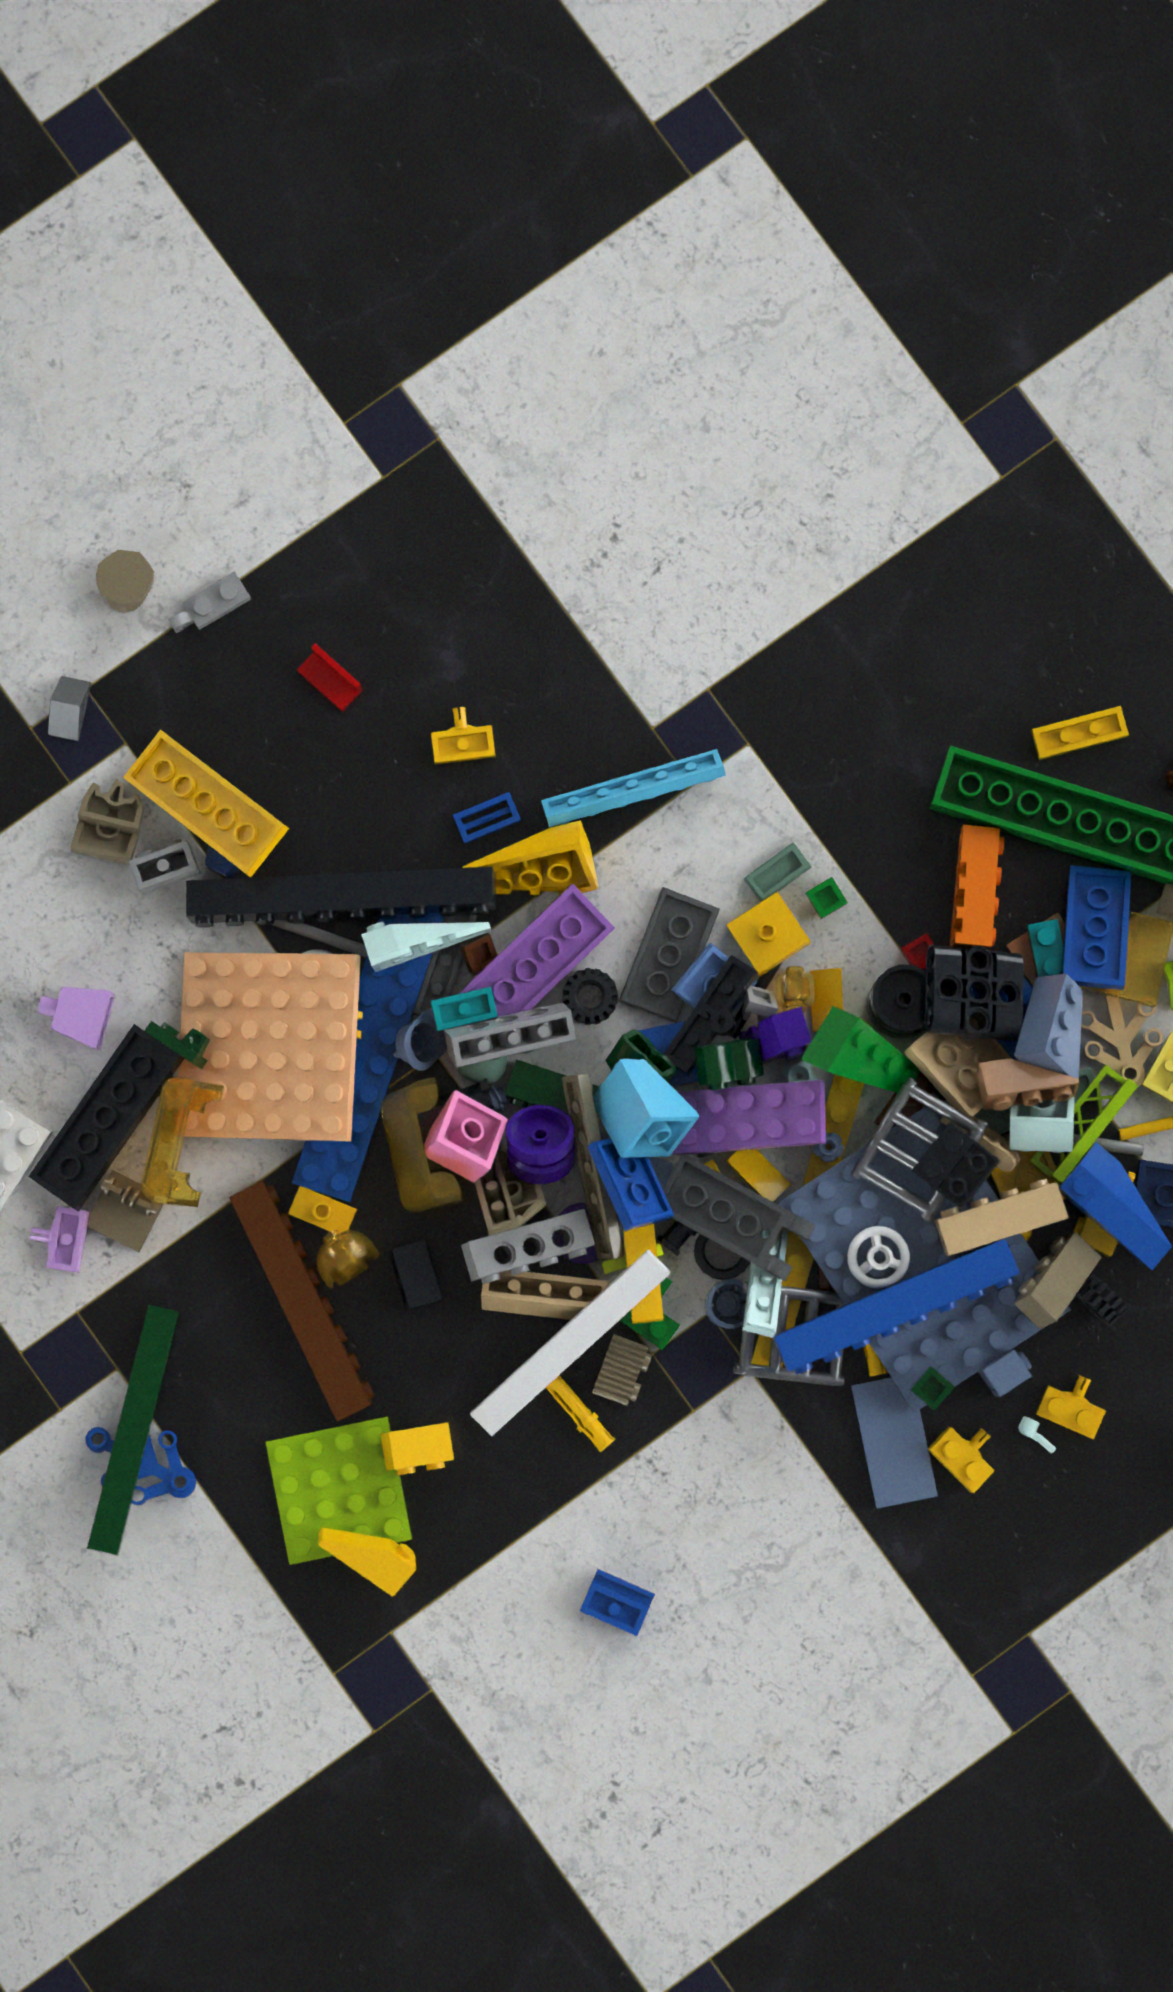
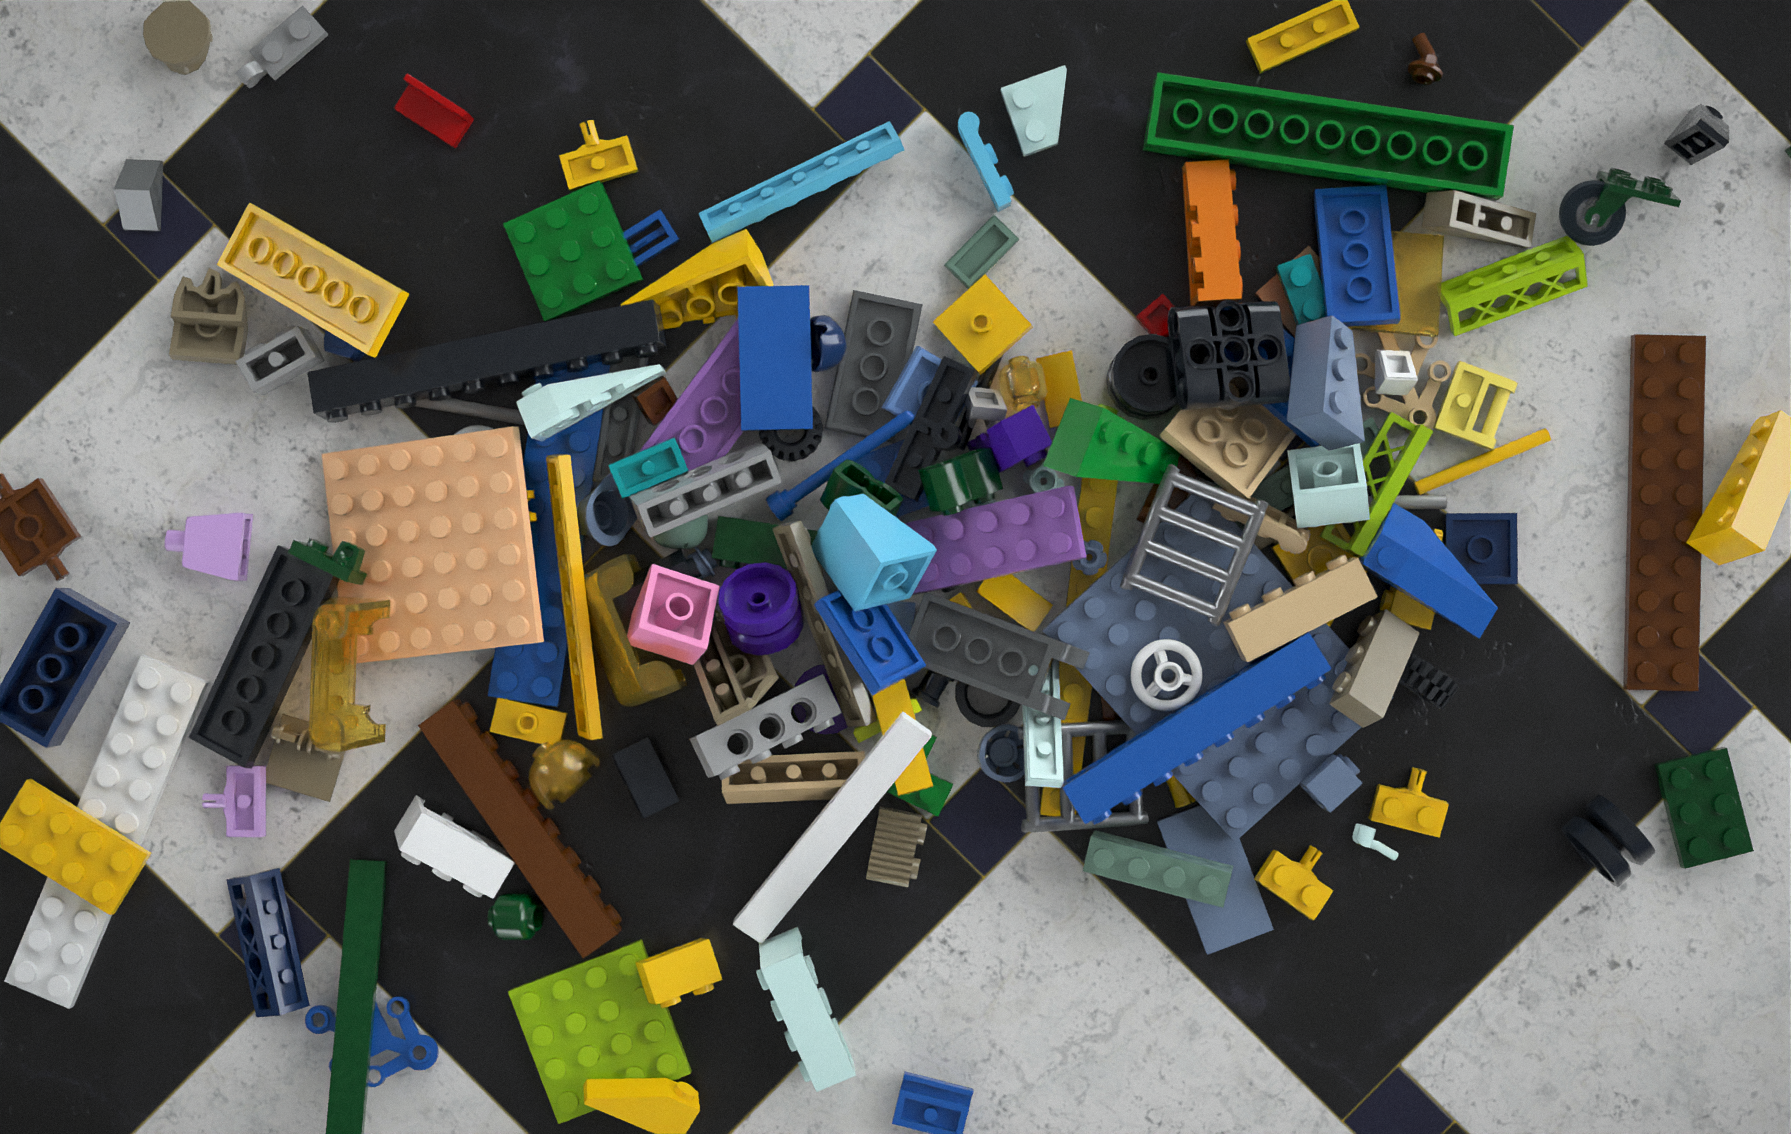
camera: 15 degrees left, 5 degrees up
(68, 1365) = (272, 943): none -> dark blue fence
(239, 1310) = (452, 850): none -> white wedge
(283, 1377) = (515, 916): none -> dark green head
(381, 1108) = (574, 596): none -> yellow tile
(428, 815) = (573, 251): none -> green plate
(521, 1499) = (804, 1010): none -> light aqua wedge
(575, 1057) = (784, 502): none -> blue piece
(580, 1414) = (857, 903): yellow pin -> none
(587, 933) = (775, 357): none -> blue tile
(630, 927) = (827, 343): none -> dark blue hair
(792, 794) = (984, 160): none -> medium azure plate
(826, 898) = (1042, 272): green plate -> none
(843, 759) = (1036, 109): none -> light aqua wing
(845, 1424) = (1158, 868): none -> sand green brick
(932, 1388) = (1250, 814): dark green plate -> none
(956, 1165) = (1240, 558): black plate -> none
(1016, 1083) = (1296, 450): medium nougat slope -> none
(1114, 1031) = (1394, 372): none -> white slope

